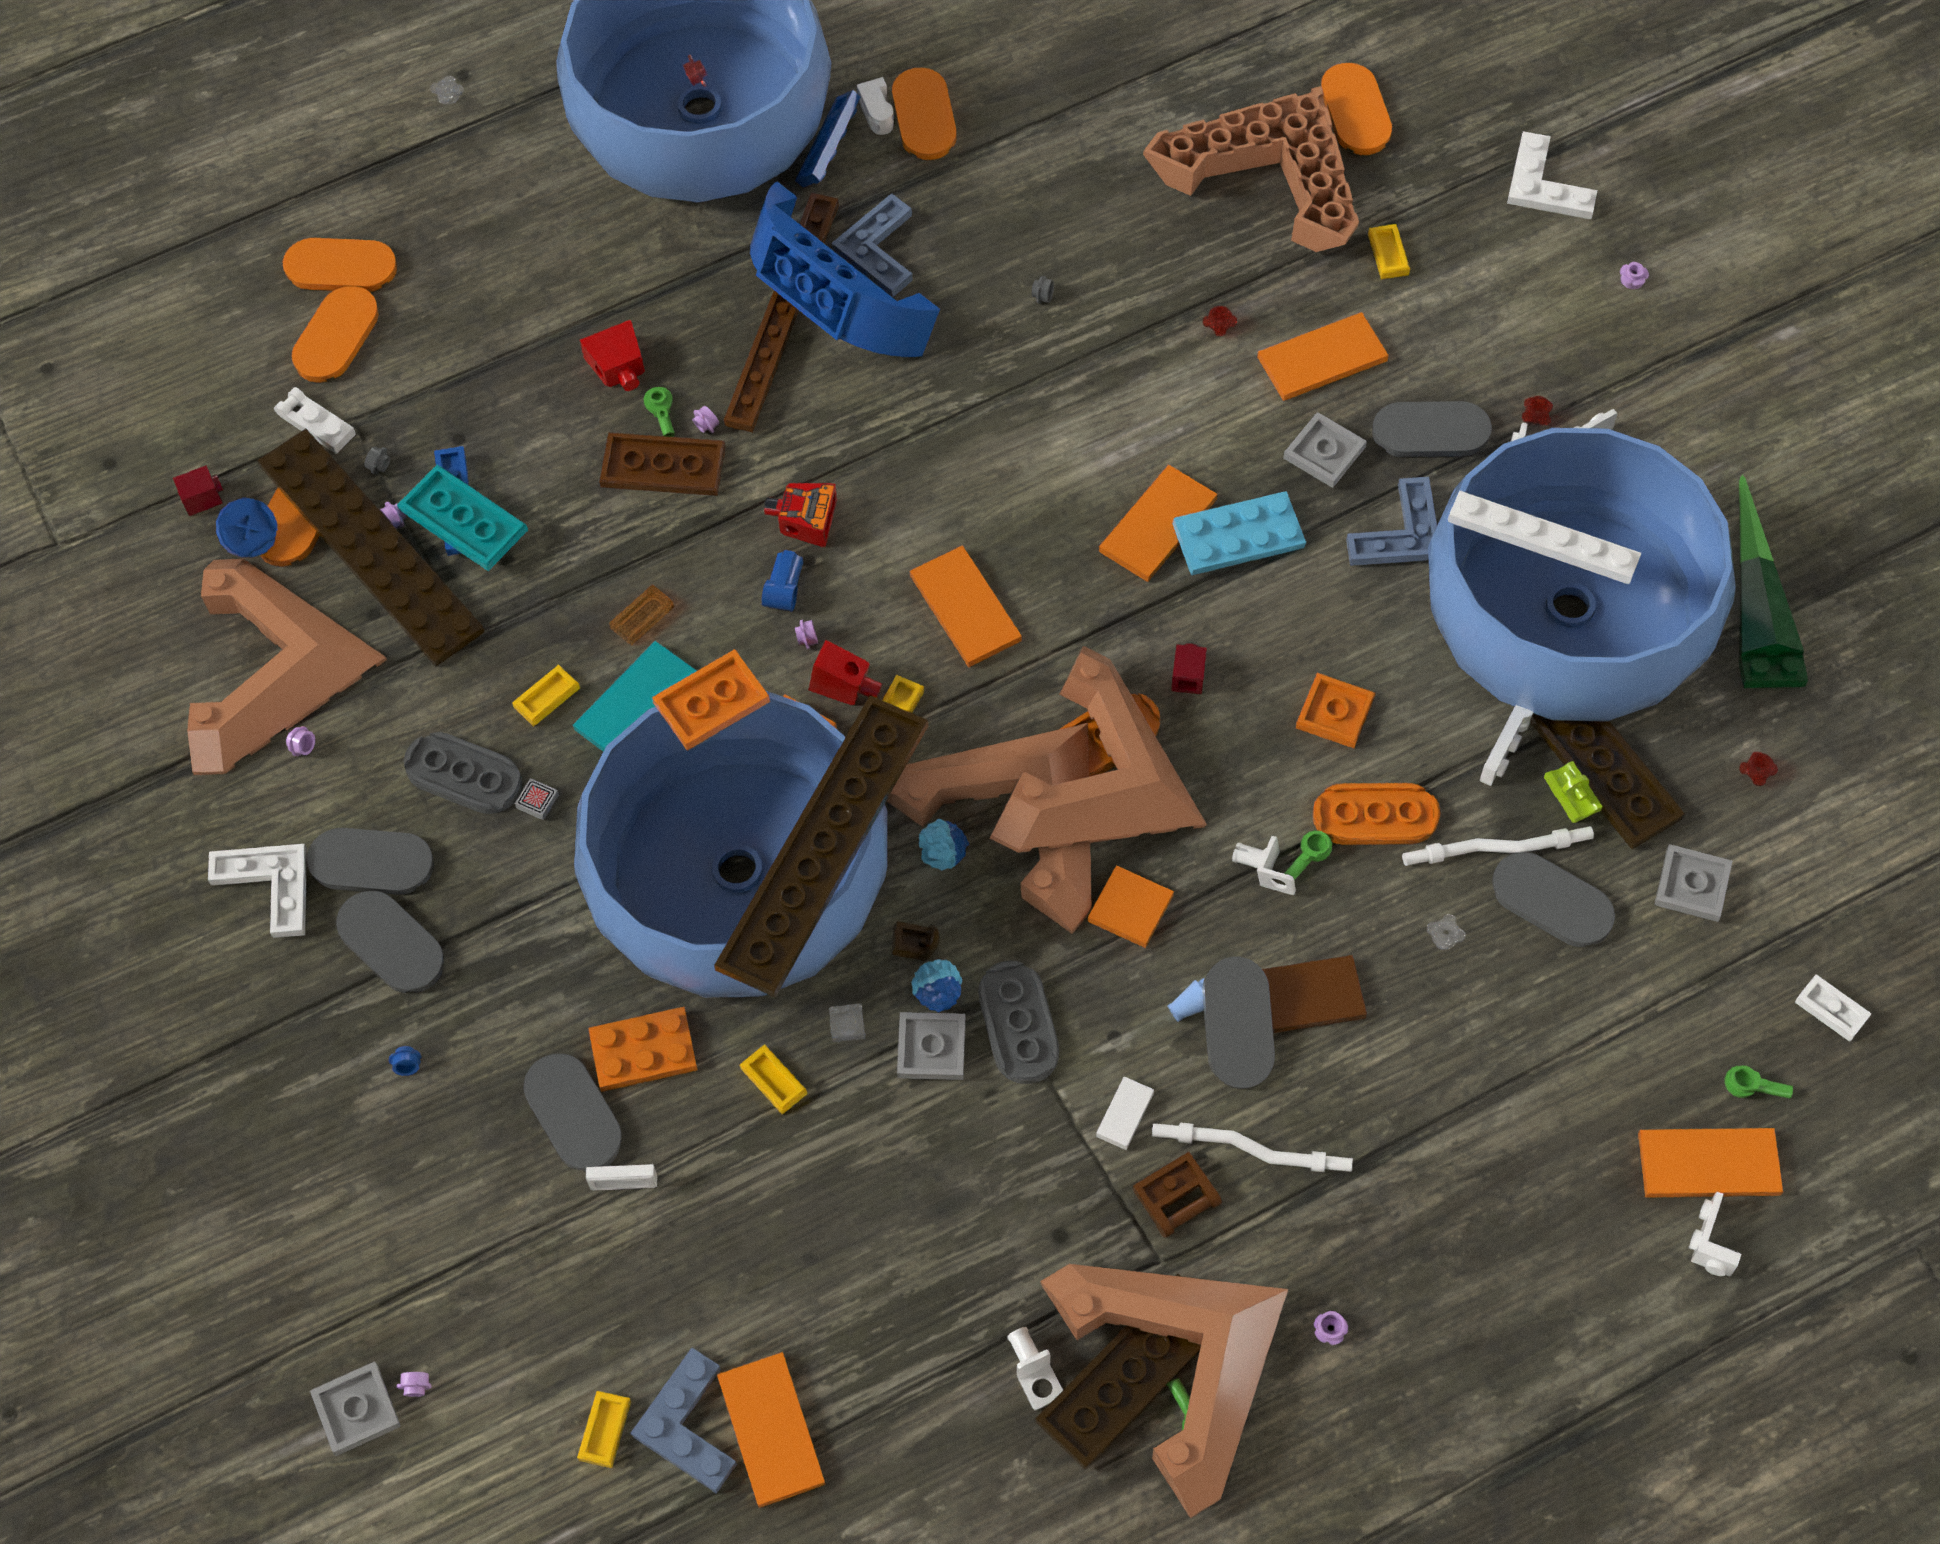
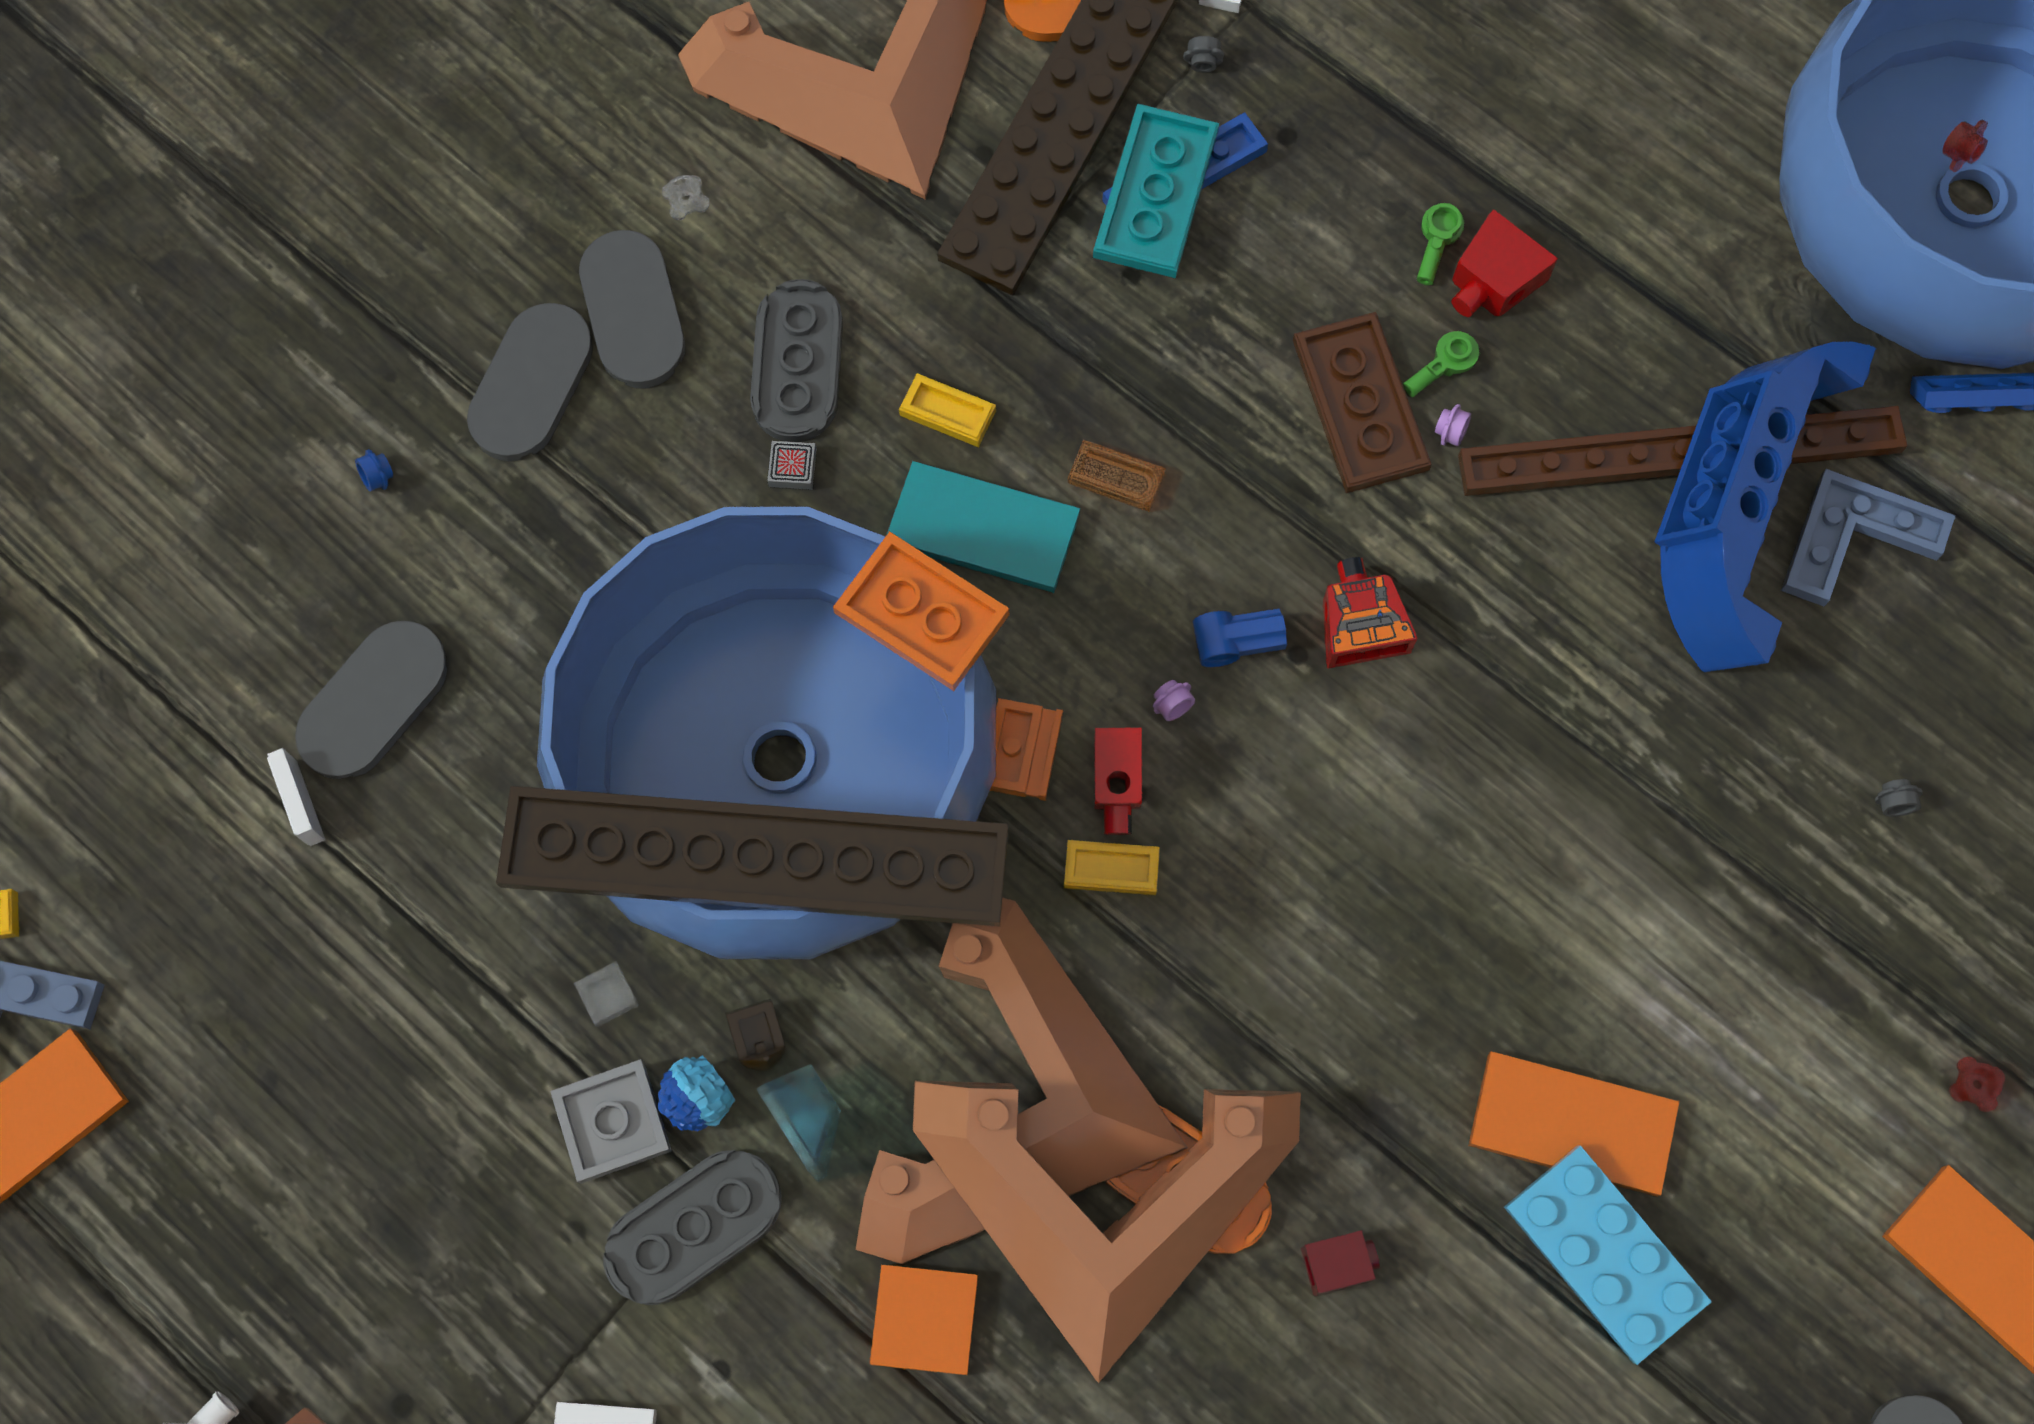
camera: 70 degrees right, 10 degrees up
(281, 864) = (576, 223): white plate -> none
(300, 741) = (763, 152): lavender plate -> none
(303, 793) = (683, 186): none -> clear plate
(393, 514) = (1126, 107): lavender plate -> none
(571, 376) = (1441, 226): none -> bright green plate
(642, 1049) = (482, 744): orange plate -> none
(773, 1079) = (499, 932): yellow tile -> none
(942, 844) = (913, 1017): medium azure piece -> none
(965, 606) = (1311, 898): orange tile -> none
(984, 926) = (805, 1116): none -> clear light blue slope
(1324, 449) = (1818, 1335): light grey plate -> none

